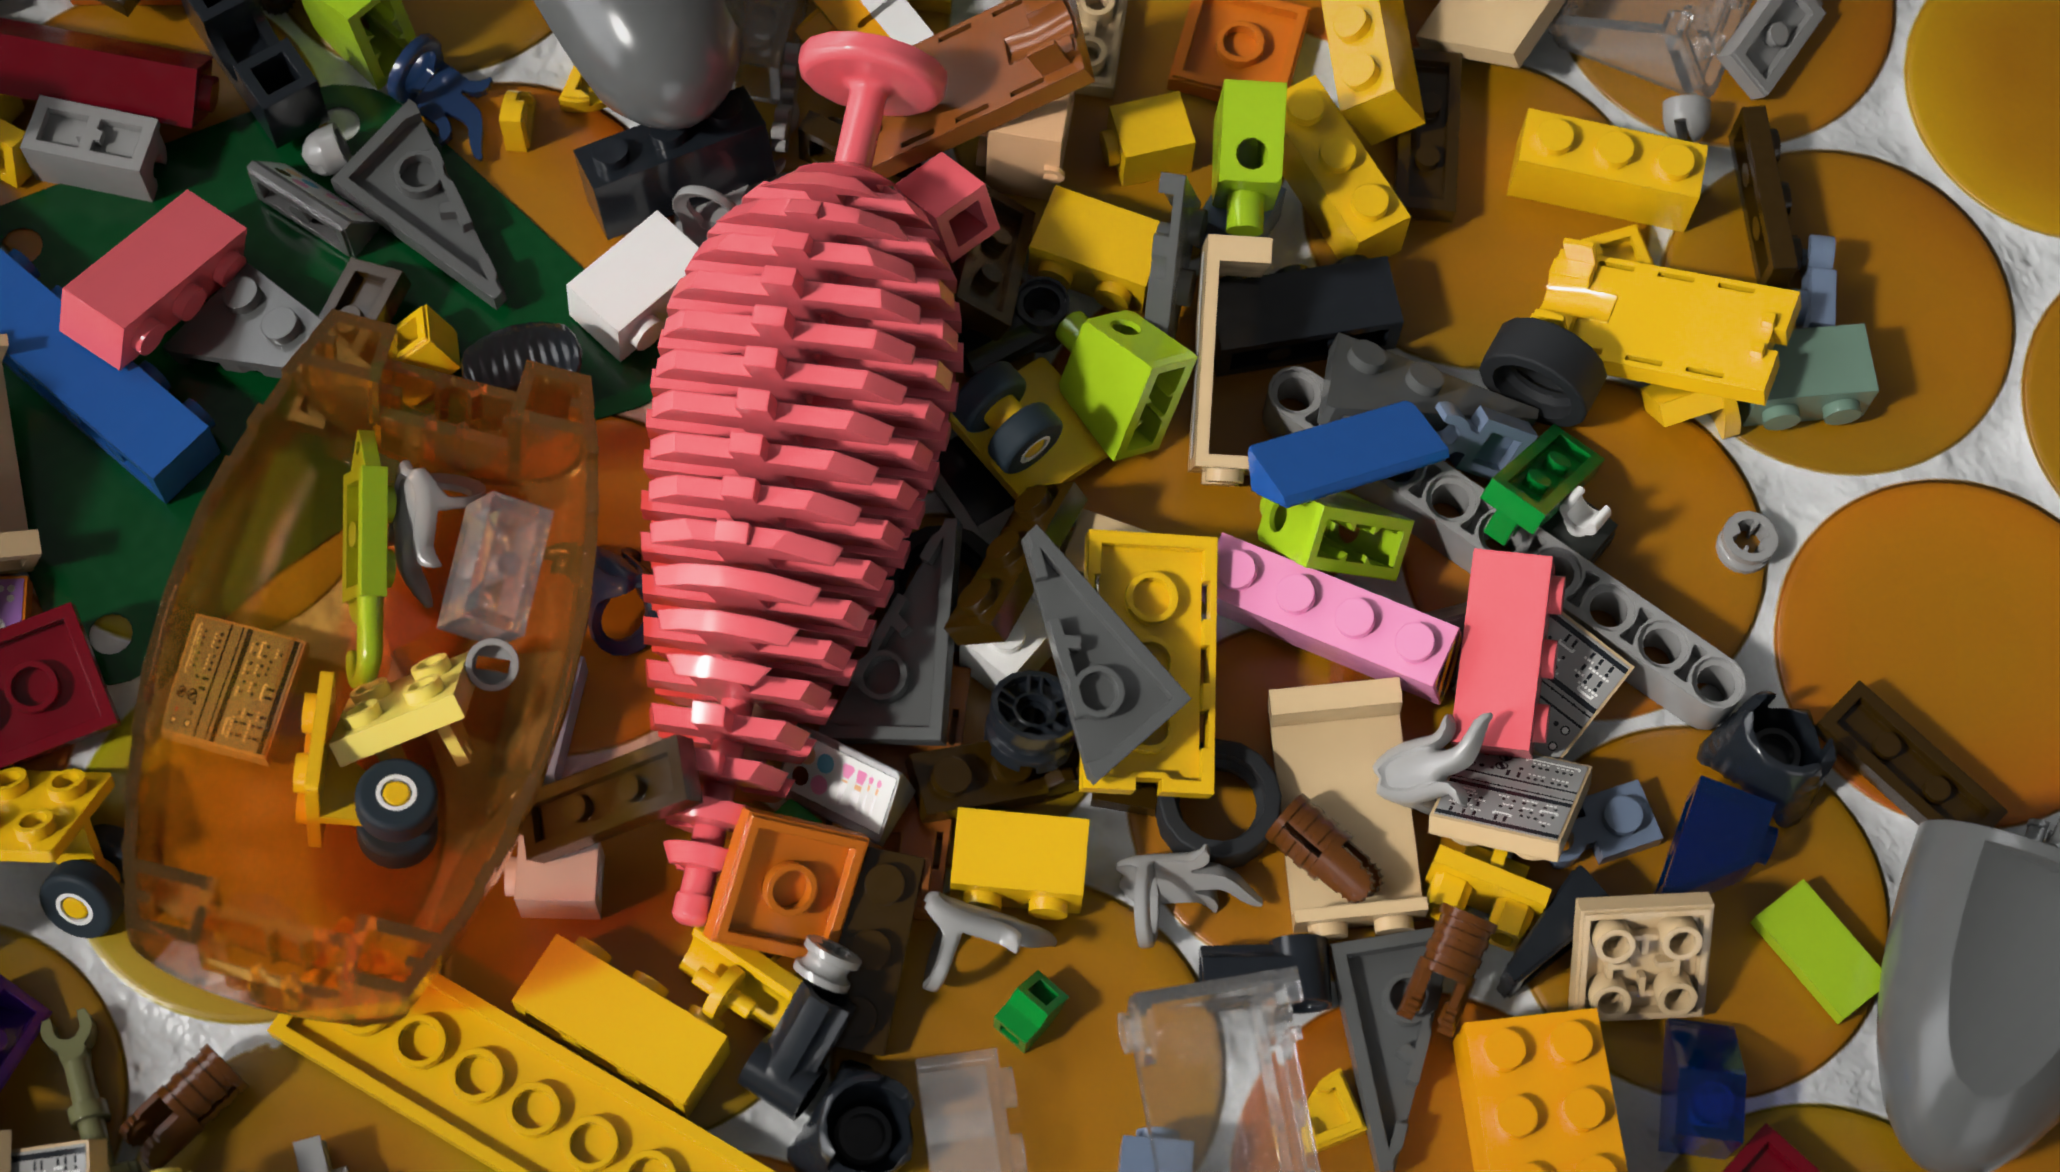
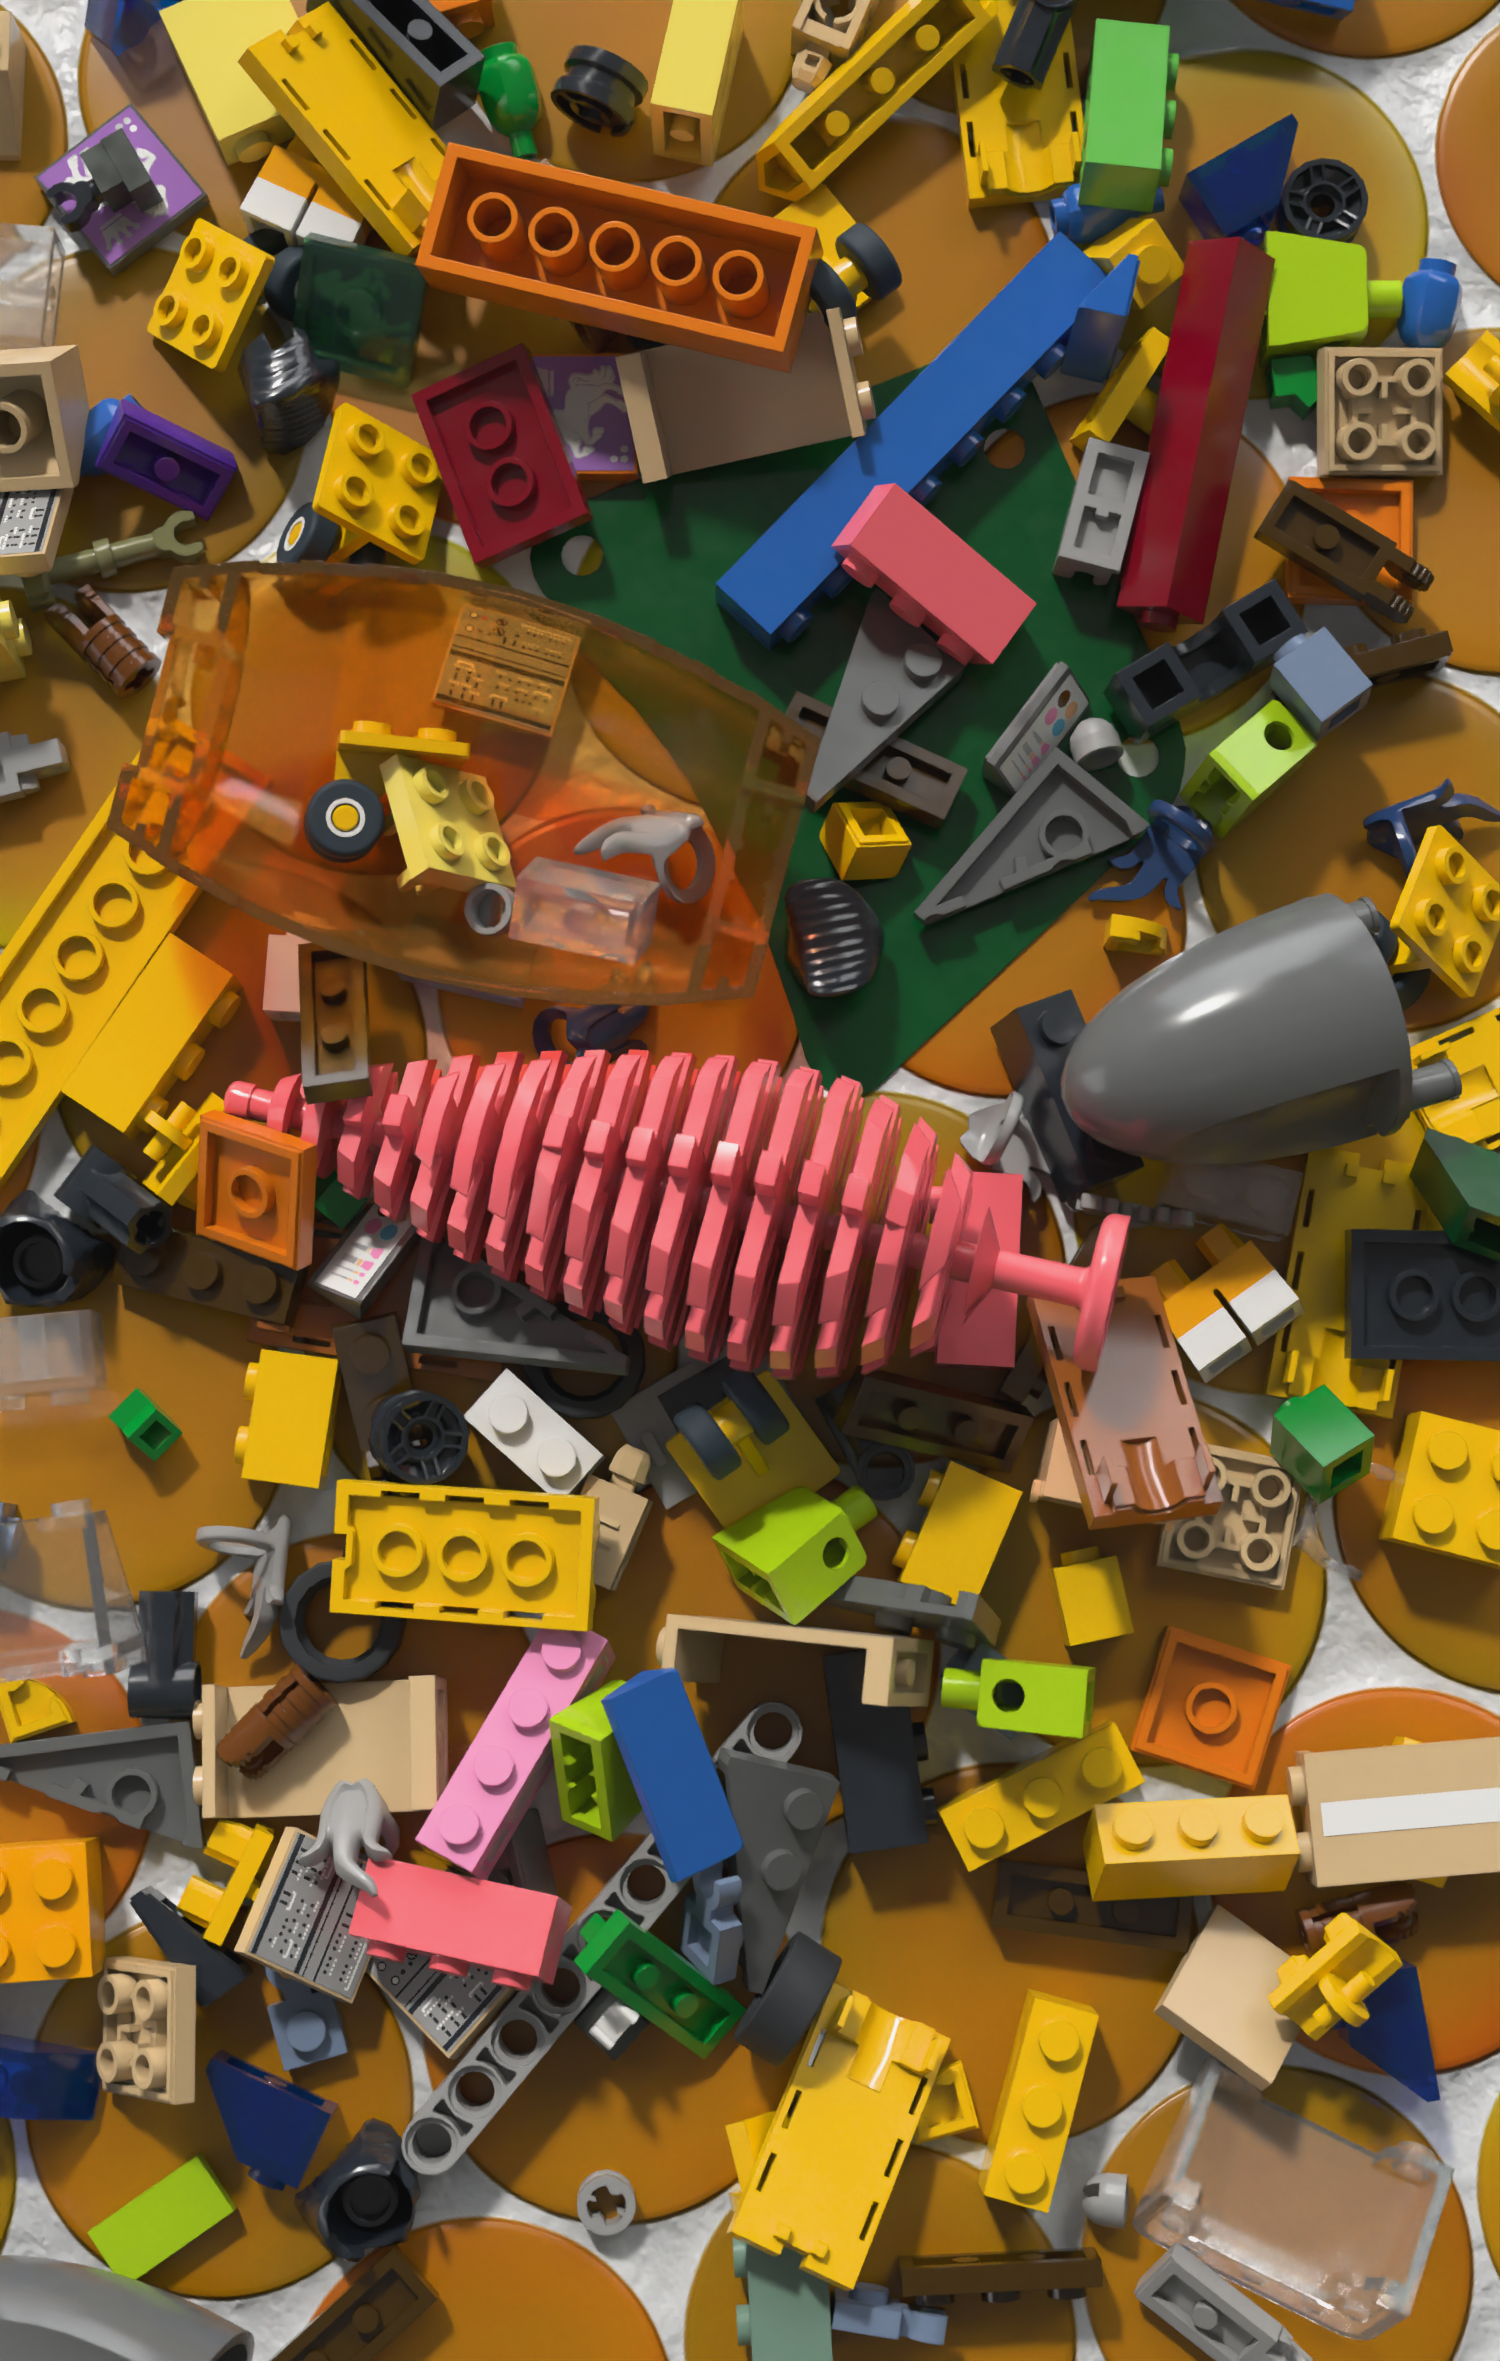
camera: 95 degrees right, 15 degrees up
(366, 561) = (609, 789): lime plate -> none
(627, 288) = (926, 1059): white brick -> none
(827, 964) = (181, 1227): light grey bush -> none
(953, 203) = (978, 1371): coral brick -> none
(960, 917) = (222, 1375): light grey piece -> none
(1003, 581) = (581, 1427): dark brown plate -> none
(1106, 674) = (432, 1509): dark grey wing -> none
(1455, 953) = (150, 1835): reddish brown hinge -> none

